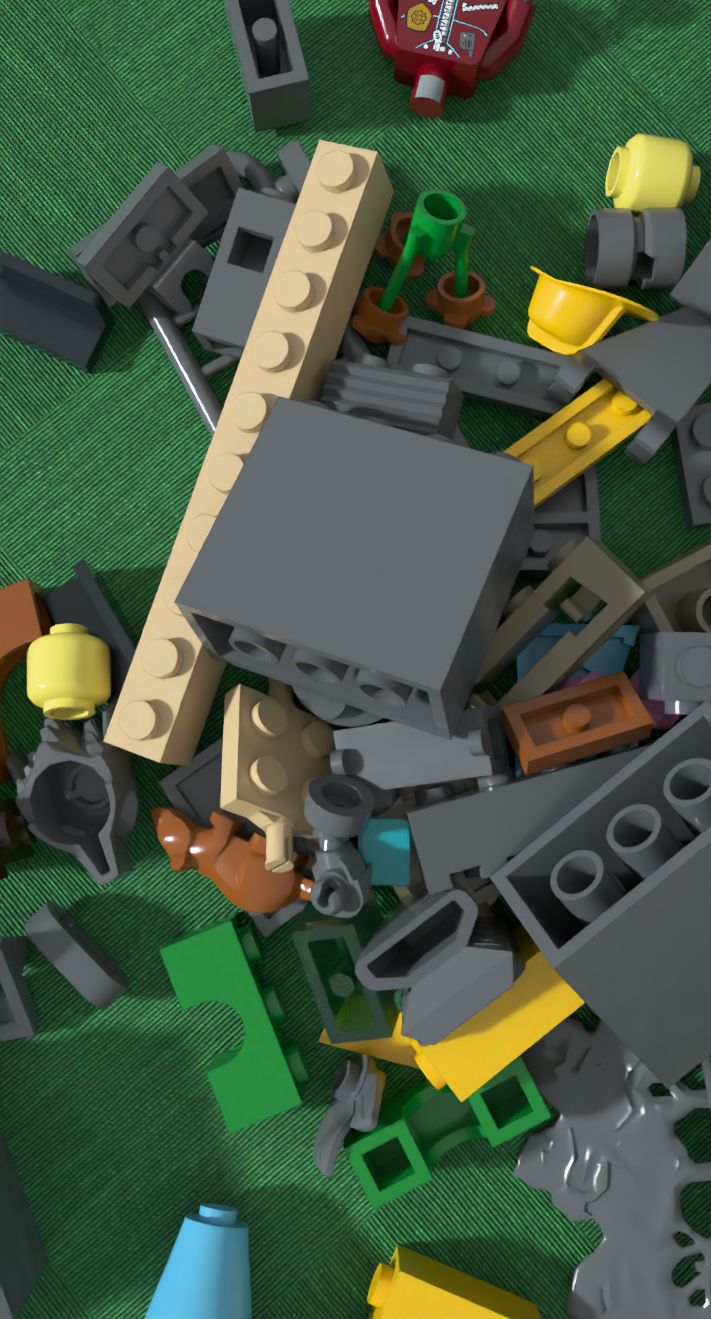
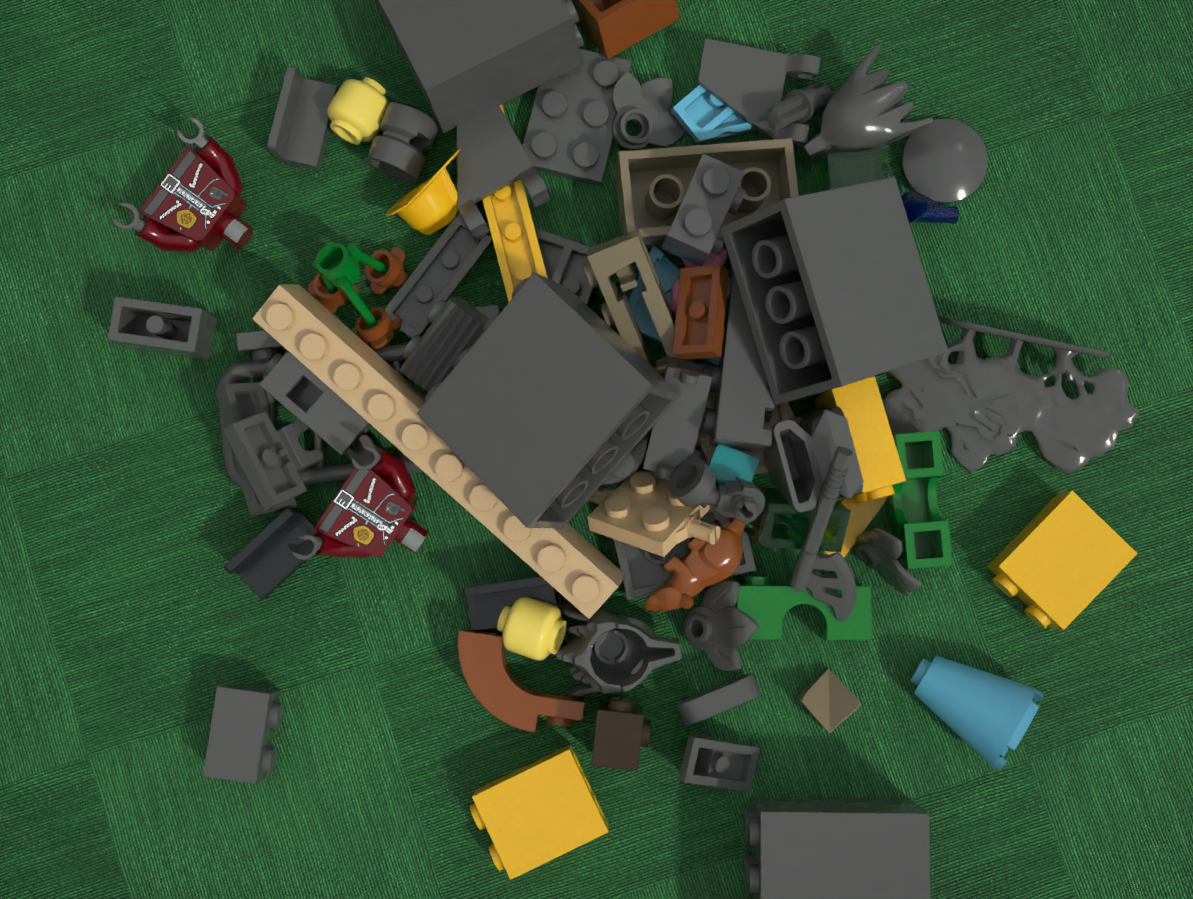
camera: 60 degrees left, 0 degrees up
(131, 1103) = (828, 700): none -> dark tan slope
(136, 395) = (366, 511): none -> torso
(170, 924) = (723, 626): none -> dark grey plate
(301, 1008) = (809, 557): none -> dark grey piece
(604, 108) = (301, 121): none -> dark grey panel

